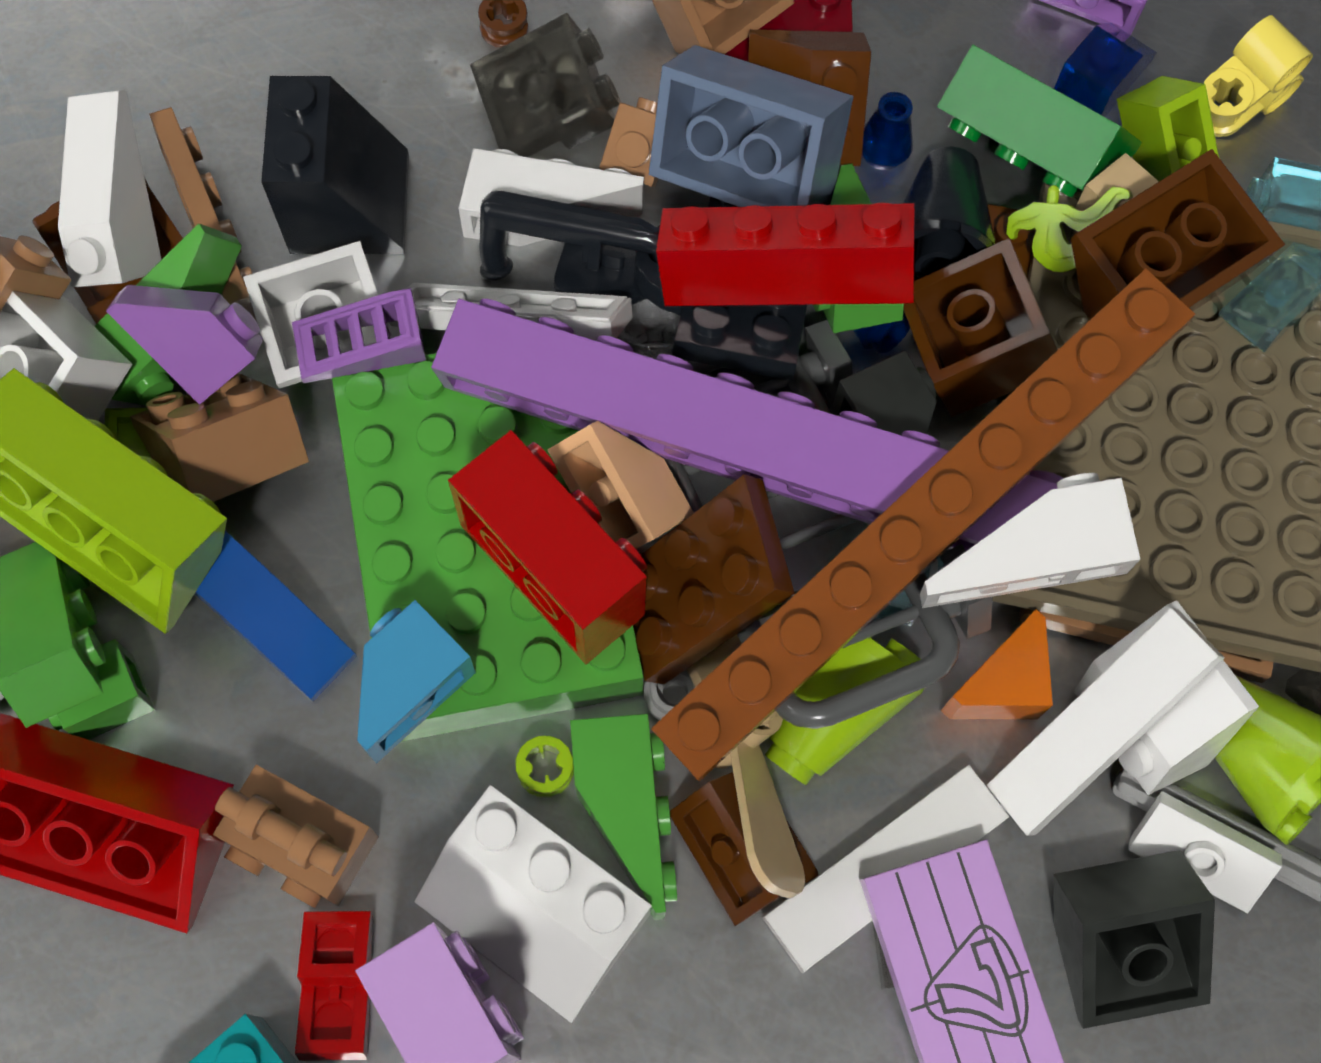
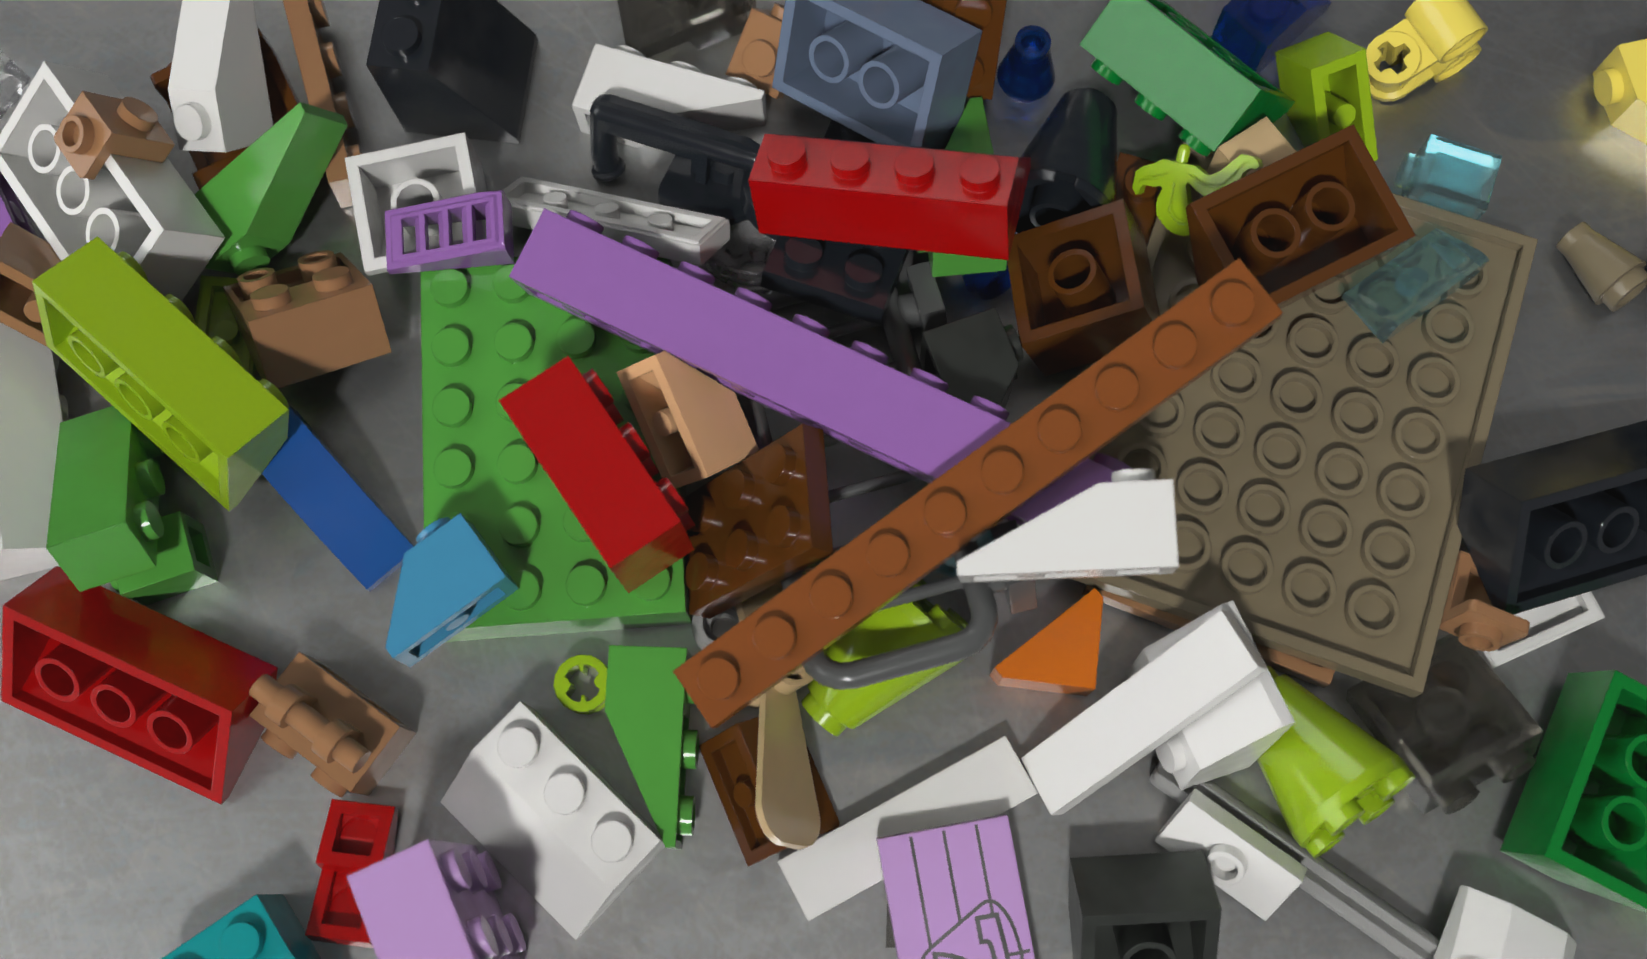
camera: 15 degrees right, 5 degrees up
(189, 334) = (278, 214): medium lavender slope -> none

